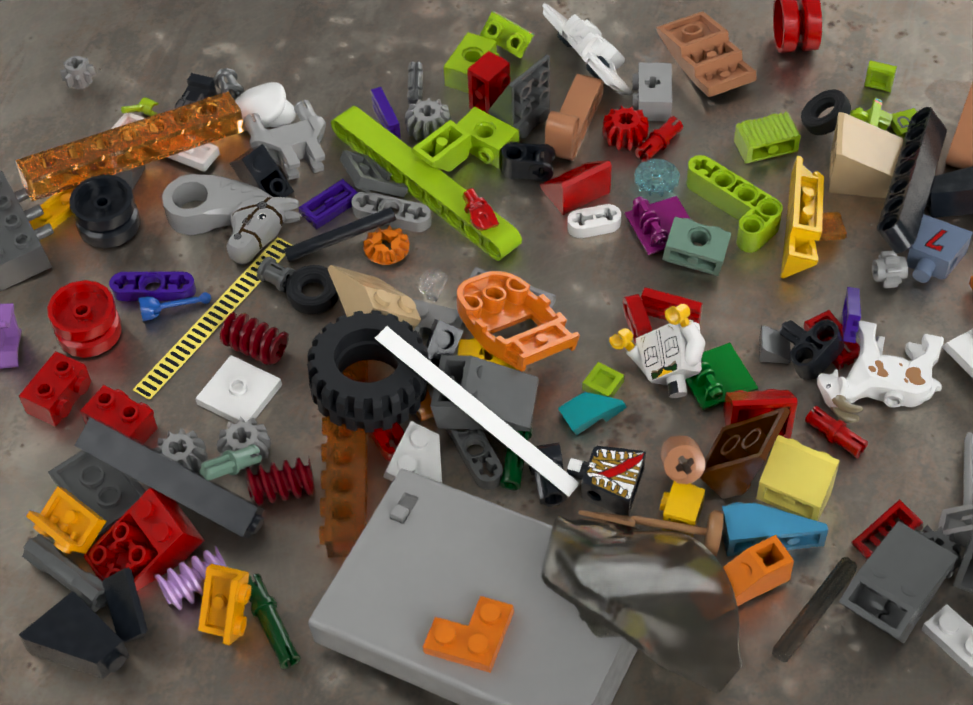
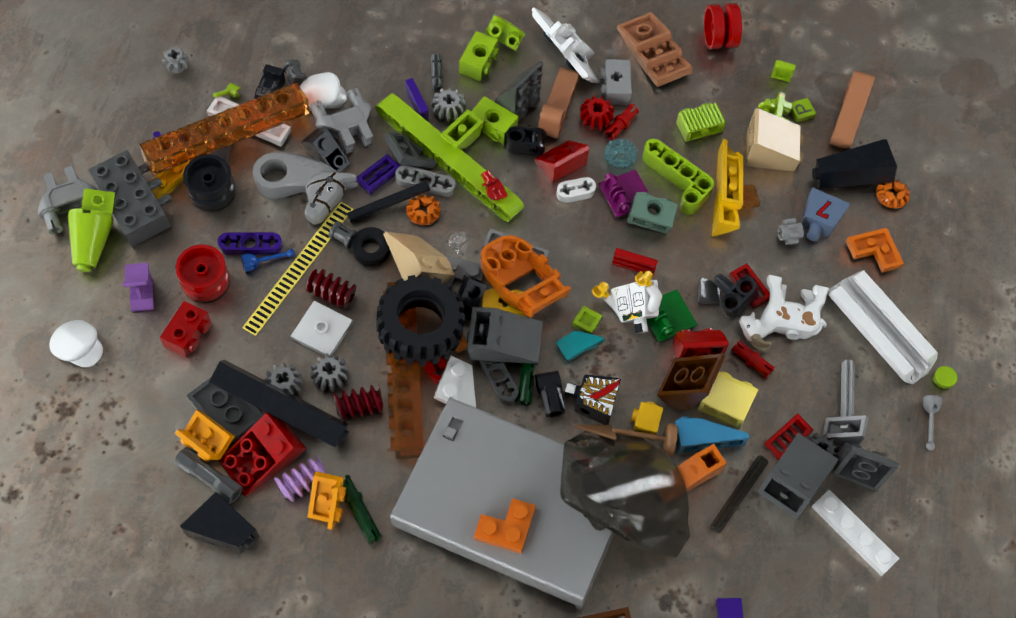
camera: 10 degrees left, 10 degrees up
(121, 413) = (234, 349): red brick -> none
(125, 606) = (254, 502): black slope -> none
(230, 462) = (323, 392): sand green axle -> none
(477, 411) = (500, 351): white sticker -> none
(487, 80) = (494, 76): red brick -> none
(636, 316) = (610, 270): red beam -> none
(676, 470) = (647, 385): nougat piece -> none
(818, 104) = (739, 93): black tyre -> none
(851, 314) = (763, 269): dark purple tile -> none
(912, 180) = (807, 161): black beam -> none

